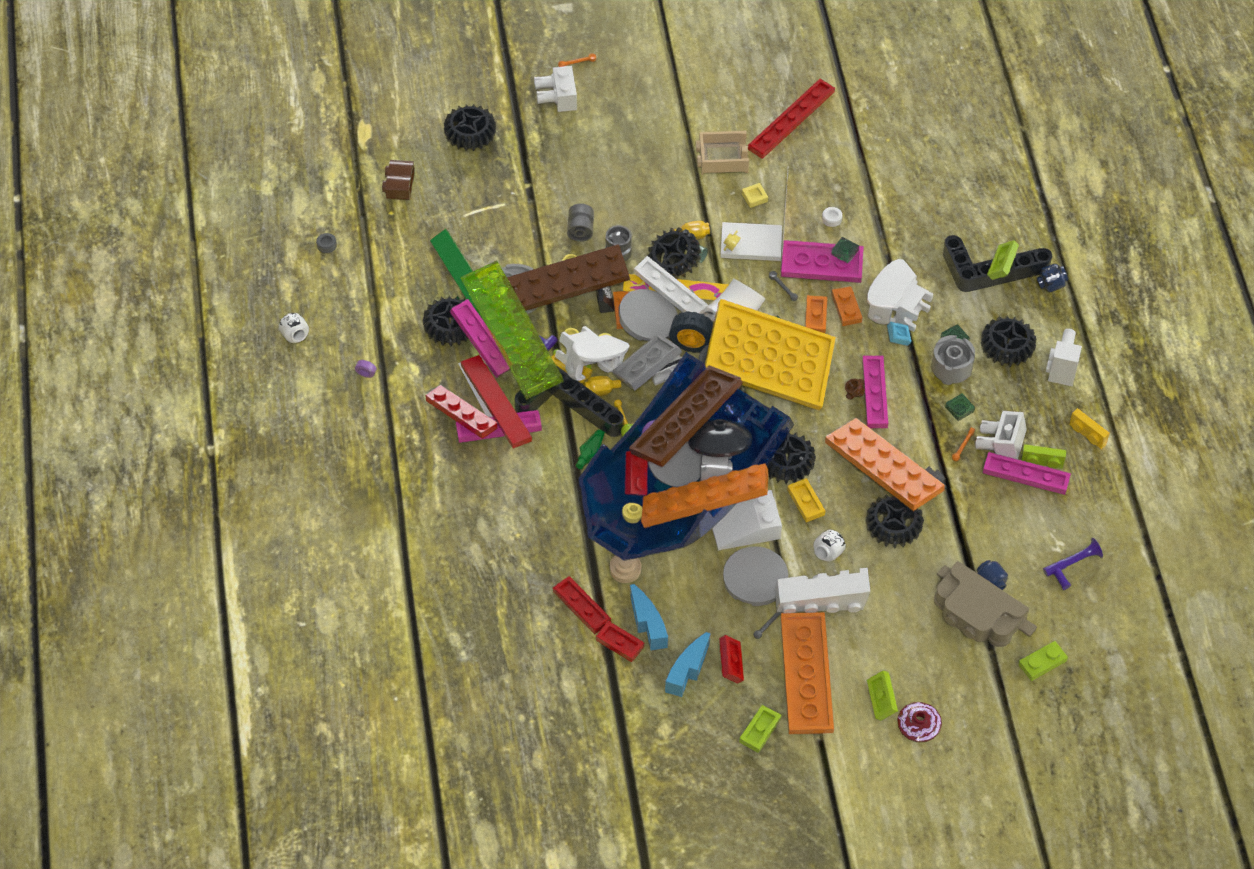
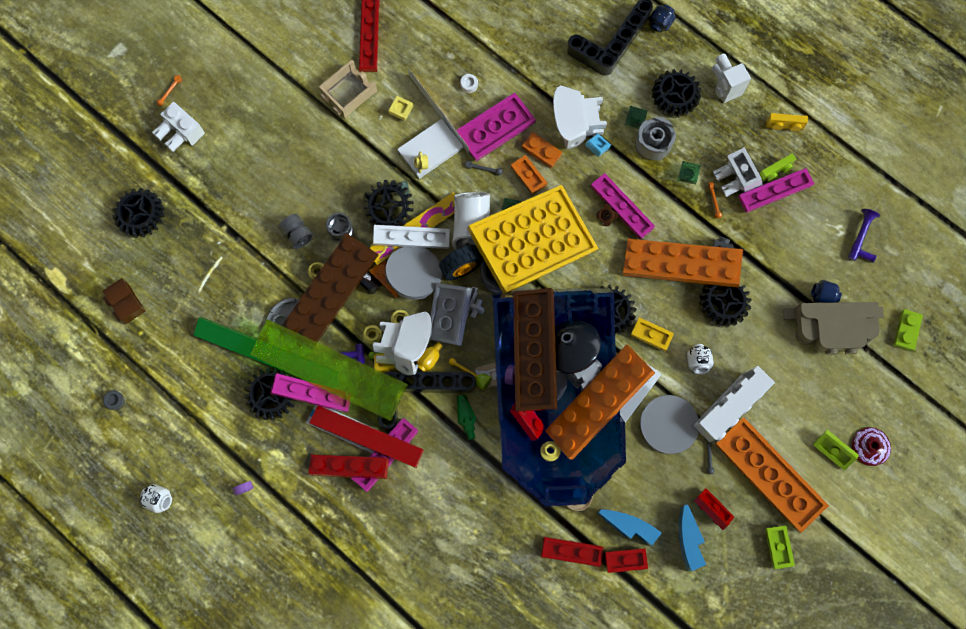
camera: 40 degrees left, 20 degrees up
(697, 228) = (382, 172): yellow plant -> none
(845, 249) = (506, 106): clear green plate -> none
(1003, 260) = (626, 31): lime plate -> none

